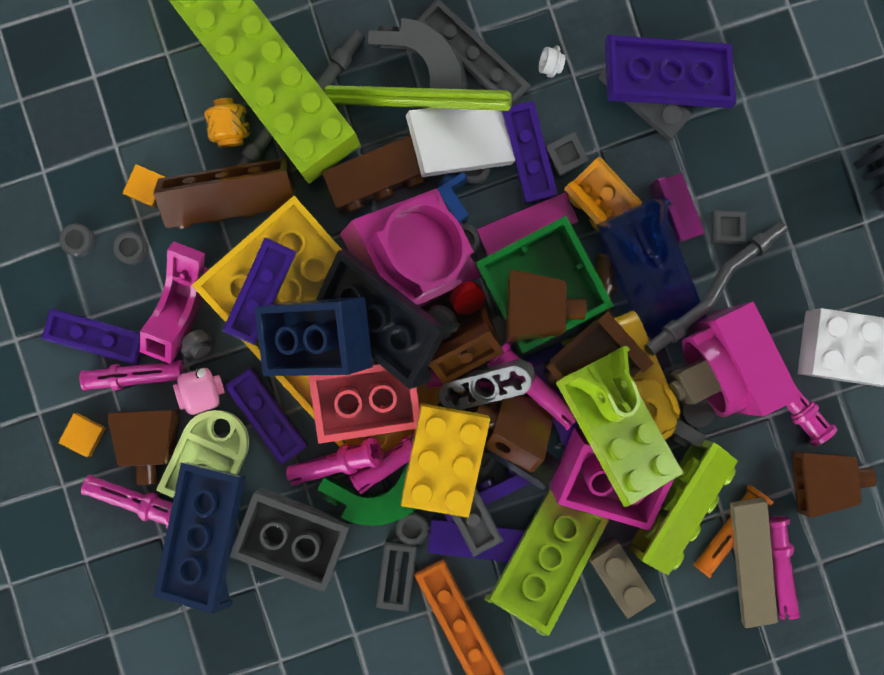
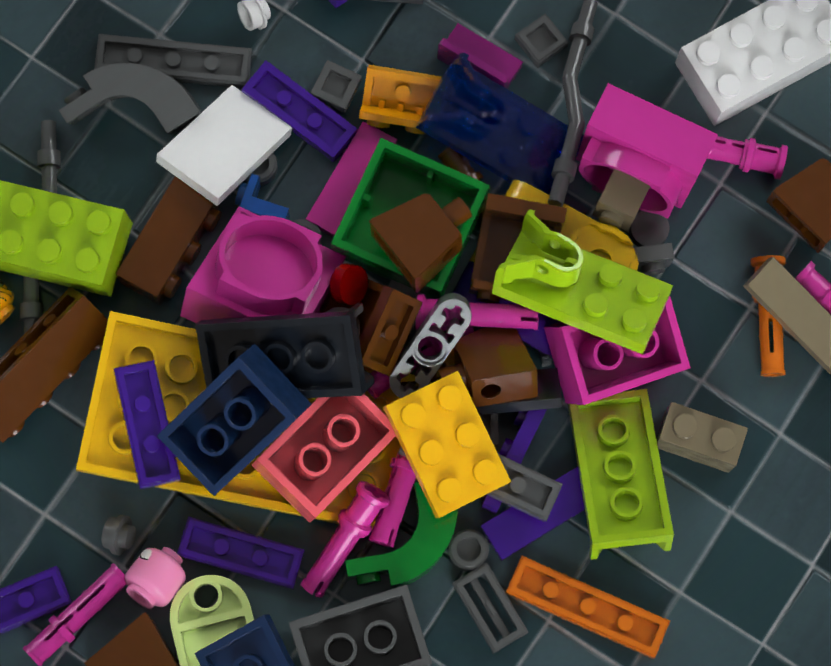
camera: 40 degrees left, 10 degrees down
(177, 304) = (68, 505): dark pink arch -> none
(420, 97) = (158, 134): lime axle -> none
(685, 506) = (705, 323): lime slope -> none

